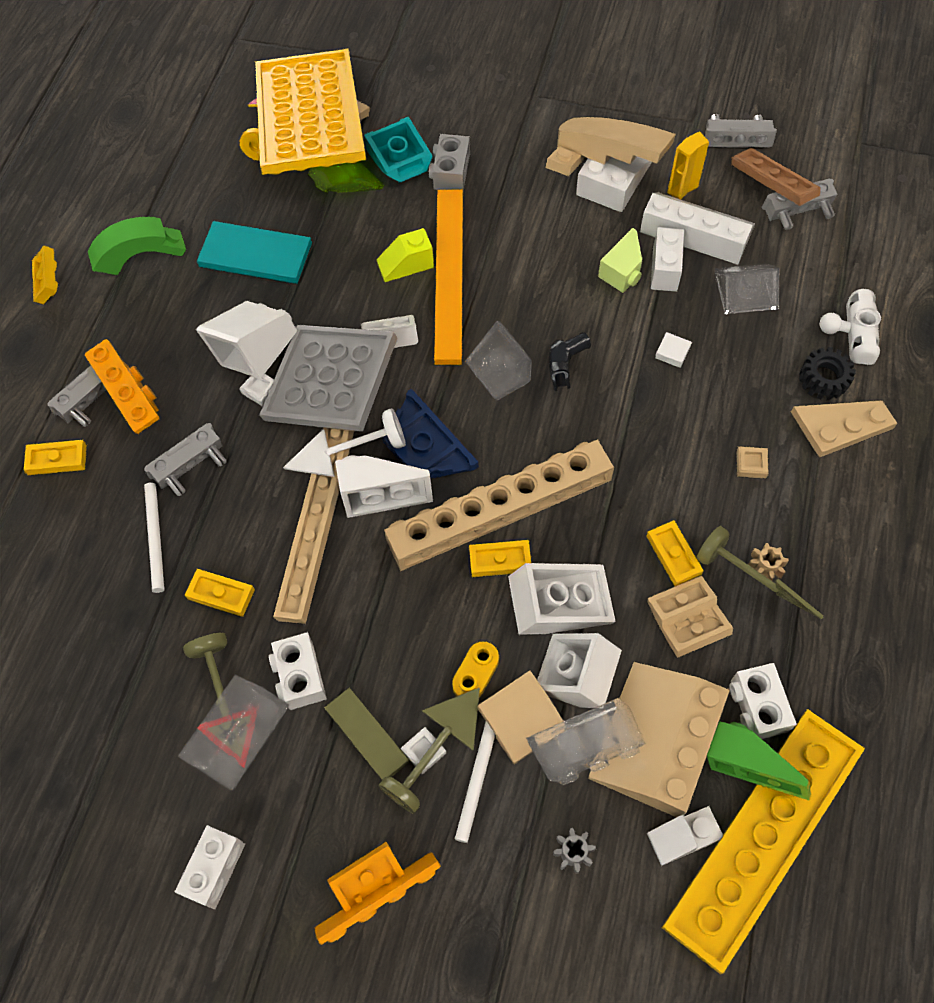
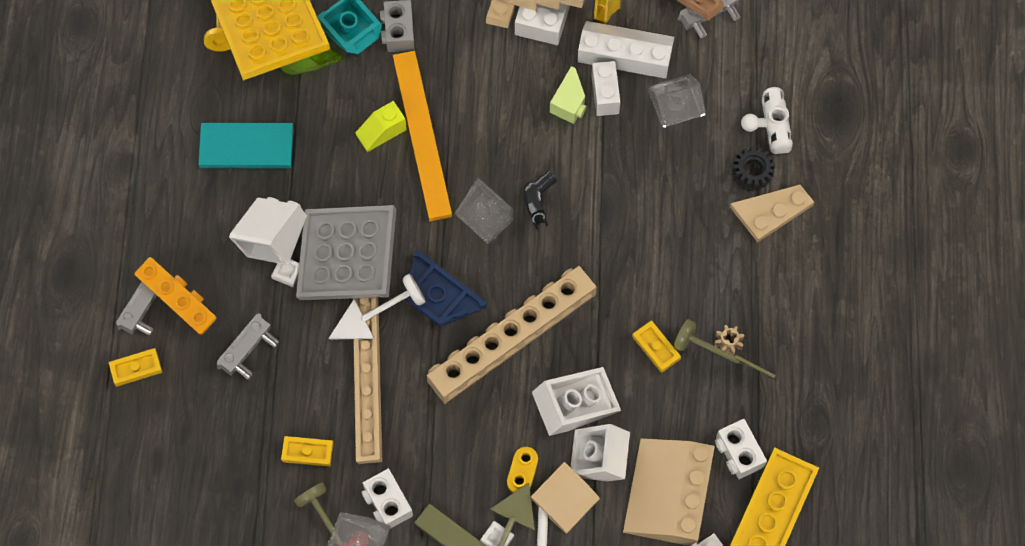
camera: 15 degrees left, 5 degrees up
(44, 275) = (67, 204): yellow plate -> none
(129, 238) = (138, 158): bright green arch -> none
(154, 538) = (239, 417): white bar -> none
(380, 485) = (411, 339): white slope -> none
(403, 327) = (389, 194): white slope -> none
(498, 557) = (521, 378): yellow plate -> none
(587, 741) = (618, 505): clear slope -> none
(673, 350) = (625, 170): white tile -> none
(689, 616) = (676, 394): tan slope -> none
(747, 757) = (733, 491): bright green slope -> none
(752, 462) = (705, 257): tan tile -> none

